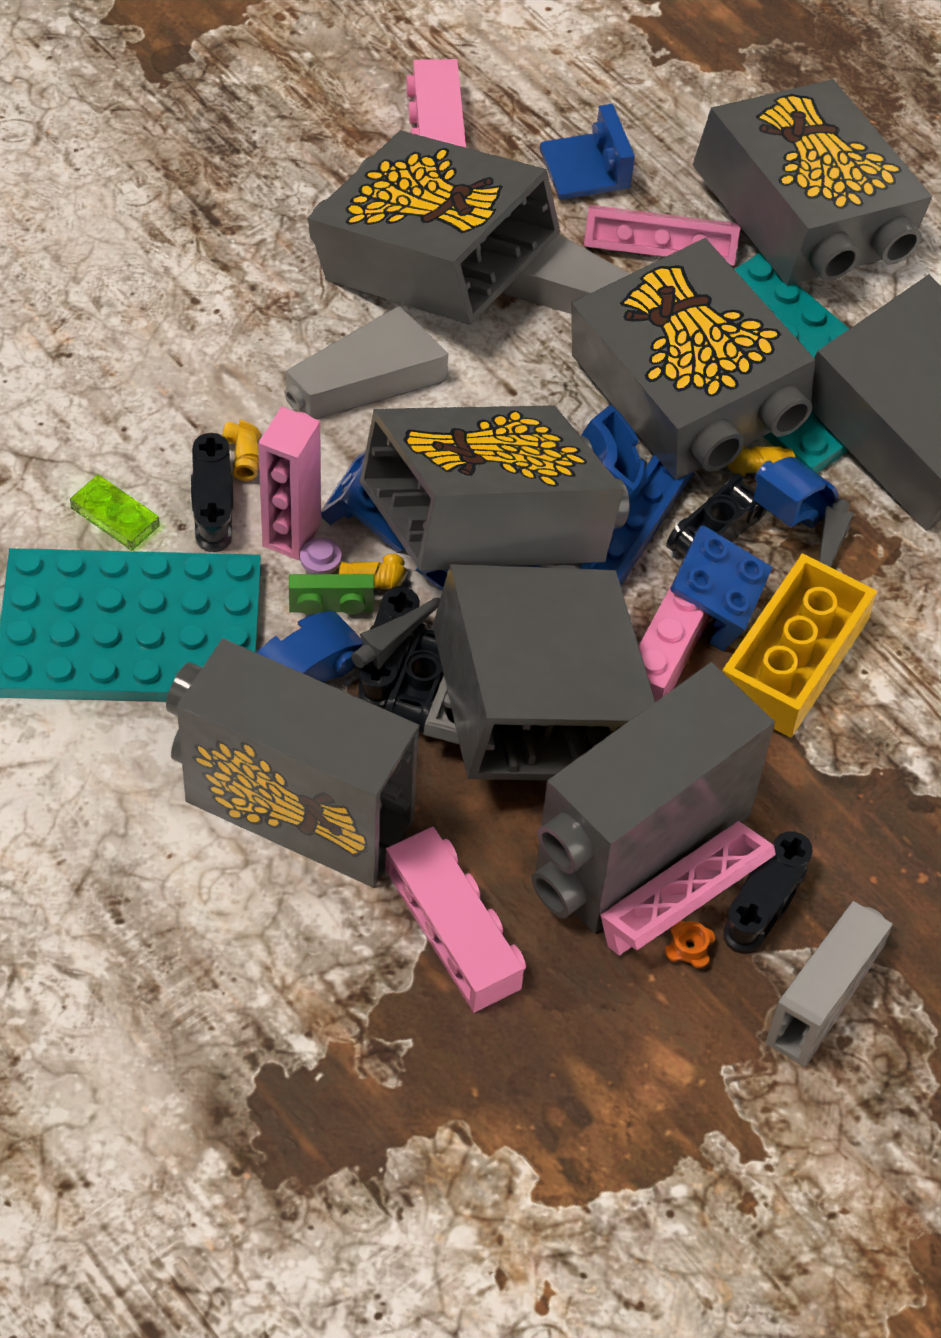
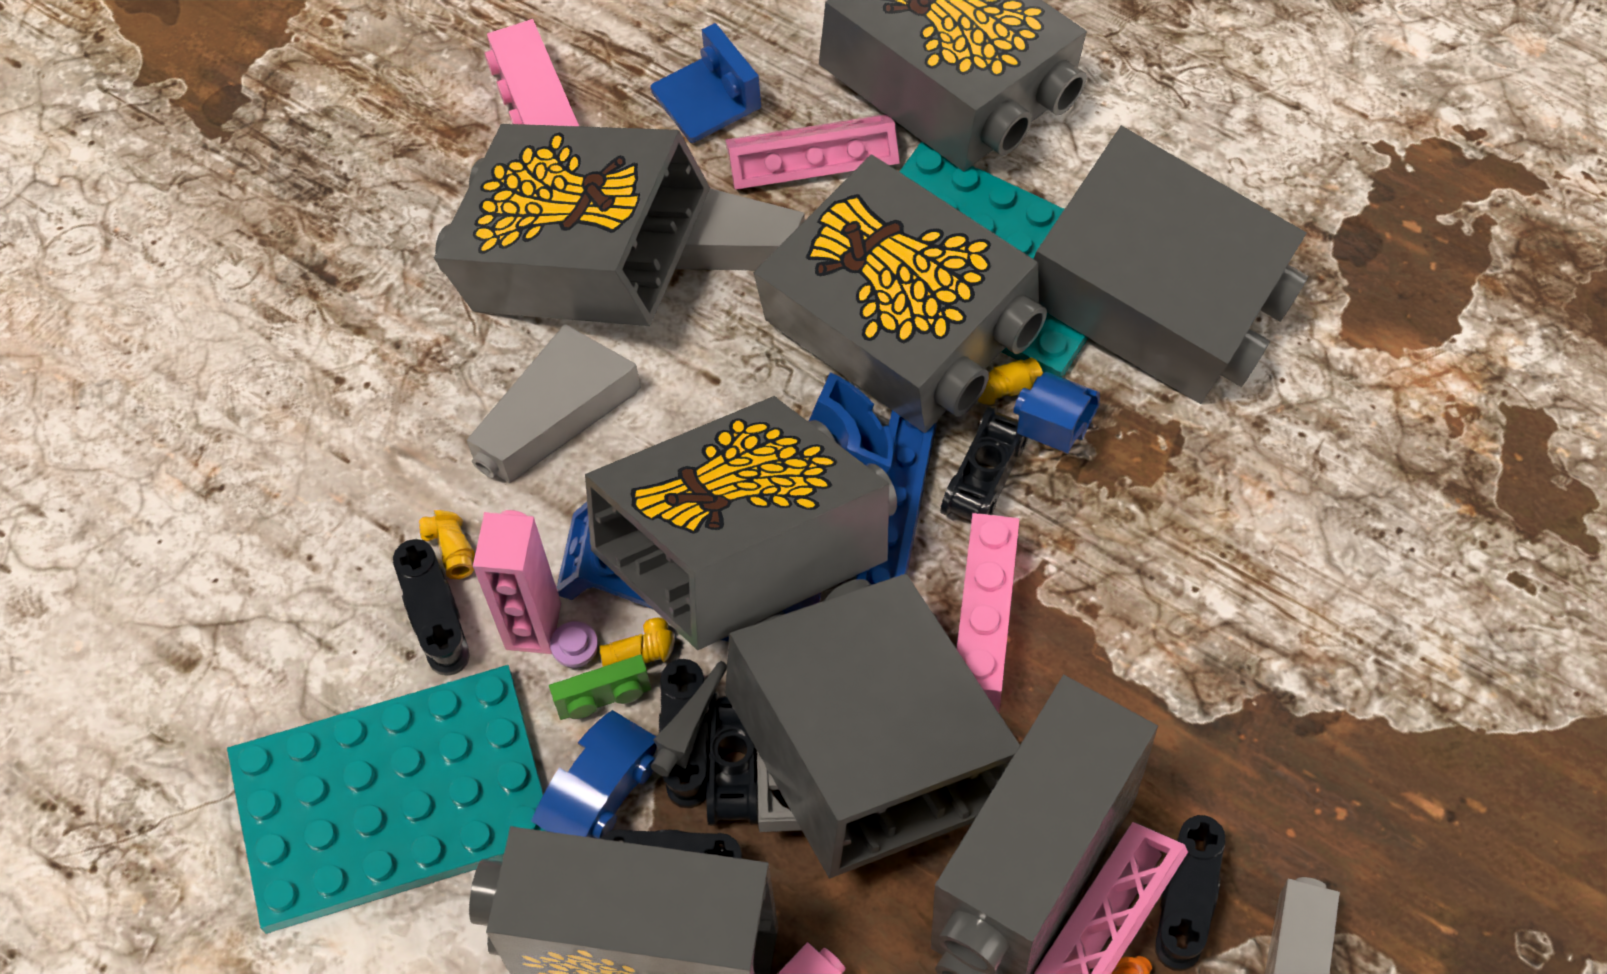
camera: 10 degrees left, 5 degrees up
(114, 512) = (330, 663): clear neon green plate -> none
(721, 583) = (1019, 545): blue bracket -> none
(800, 641) = (1120, 589): yellow brick -> none
(834, 530) = (1107, 435): dark grey piece -> none

